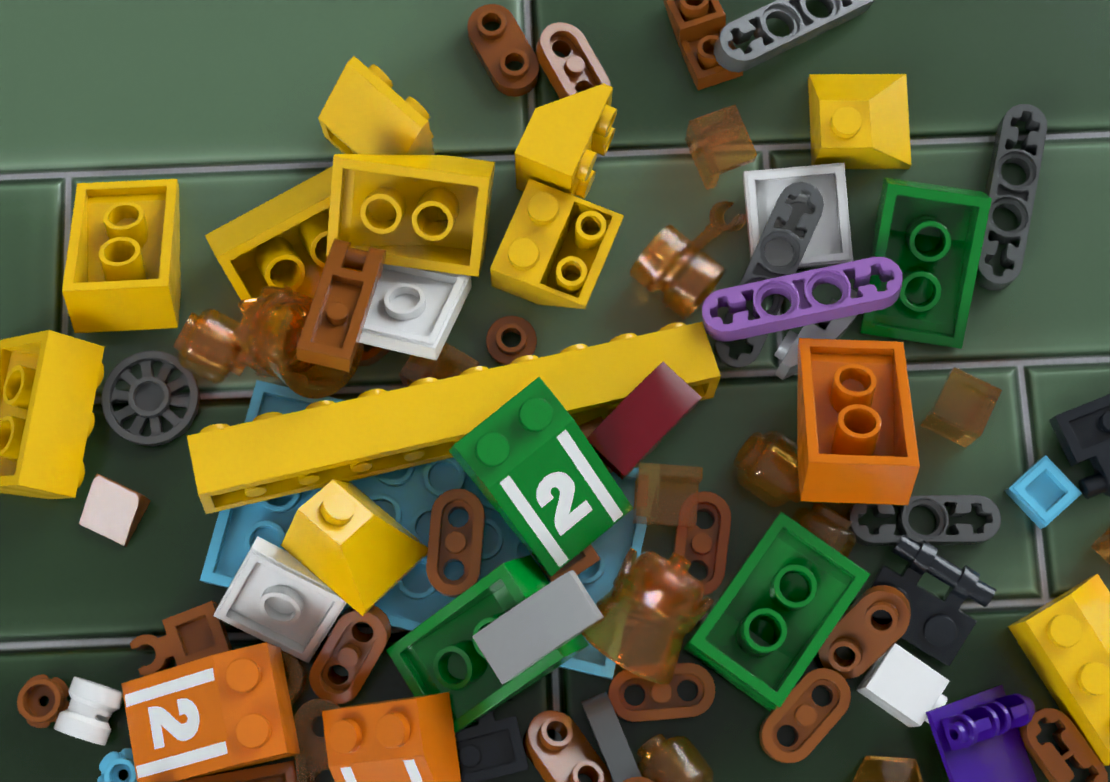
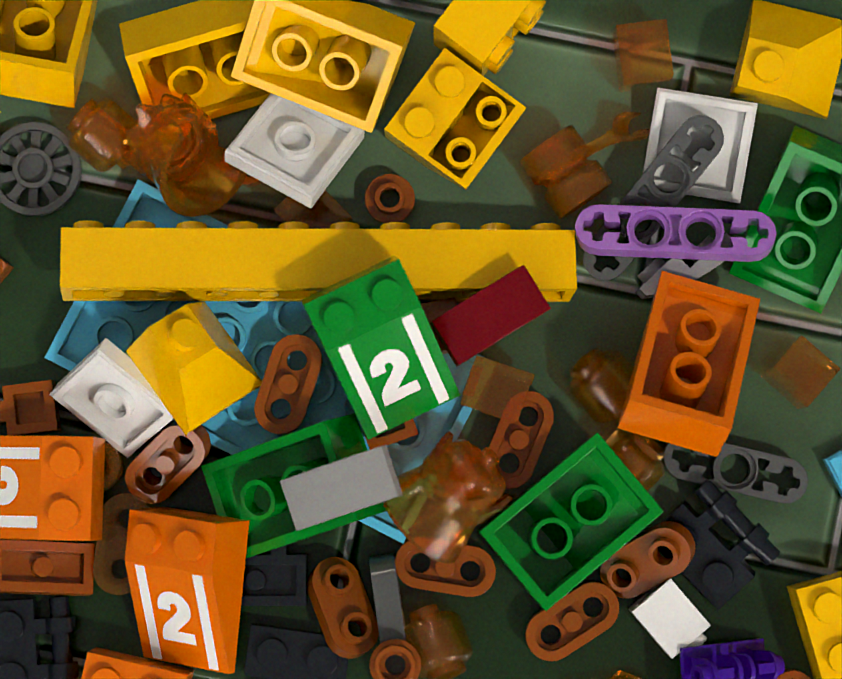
camera: 20 degrees right, 10 degrees up
(340, 306) = (232, 135): dark orange plate -> none

